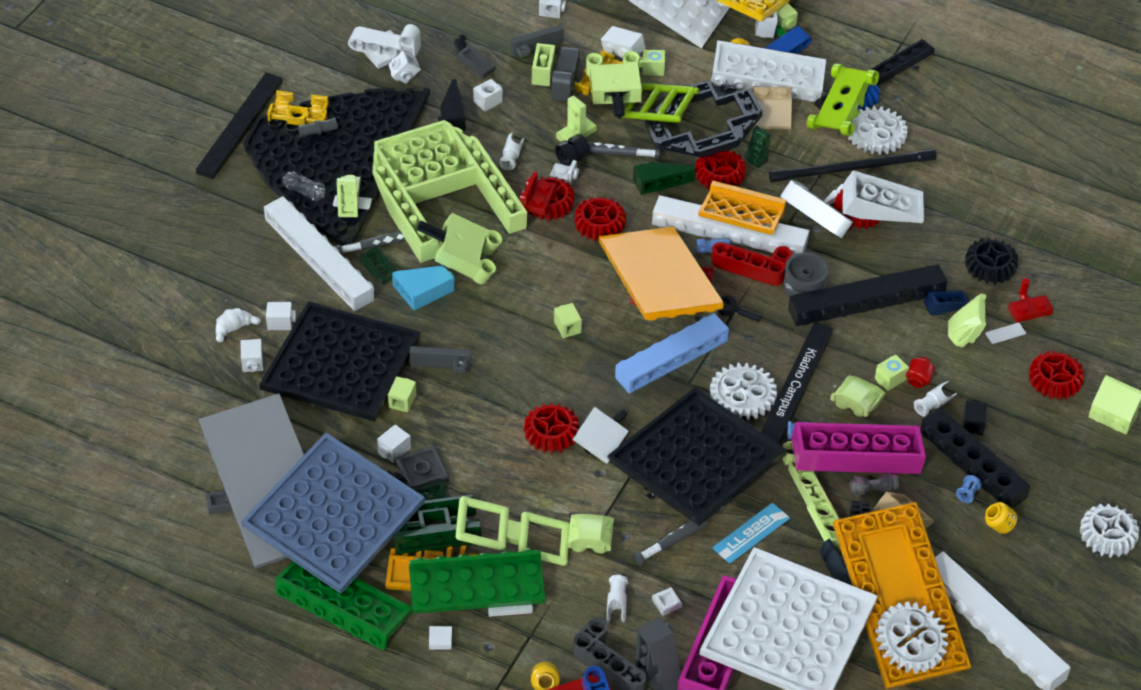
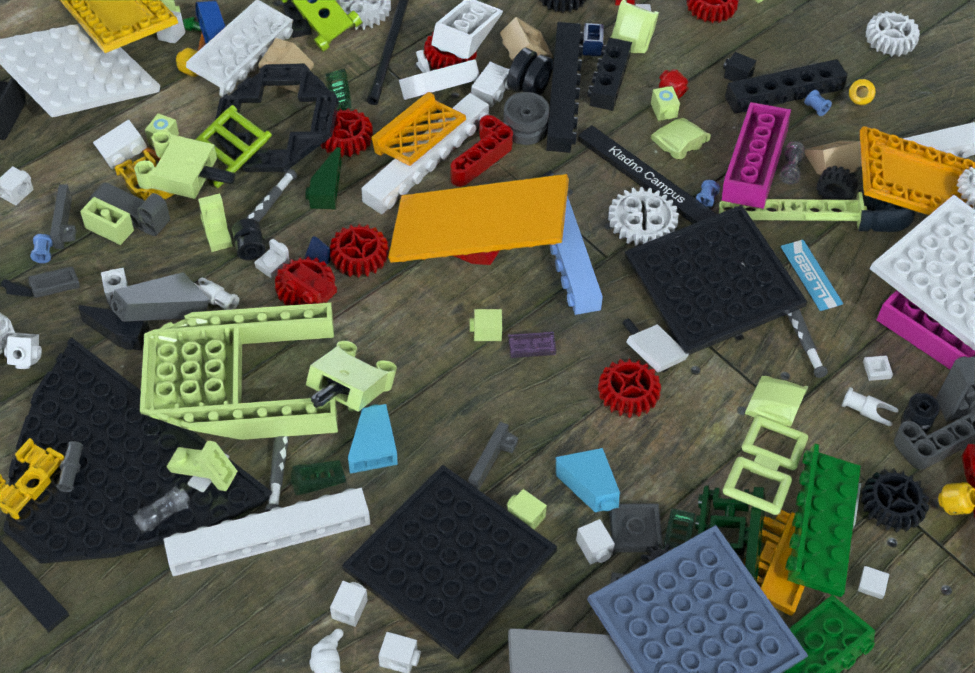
camera: 70 degrees left, 5 degrees up
(448, 424) = (589, 478): none -> medium azure slope
(481, 118) = (159, 299): none -> dark grey slope
(501, 42) = (41, 250): none -> medium blue bush
(532, 644) = (905, 511): none -> black gear
(566, 357) = (532, 344): none -> clear purple tile
(585, 194) = (318, 250): none -> dark blue slope
(622, 634) = (922, 410): none -> black wheel
(704, 246) = (442, 173): medium blue bar -> none
(837, 245) = (491, 84): none -> white brick
(857, 260) = (530, 72): none -> black wheel
(903, 252) = (521, 35): none -> tan slope
(904, 324) = (610, 74): none -> black brick
(933, 399) = (706, 87): white piece -> none

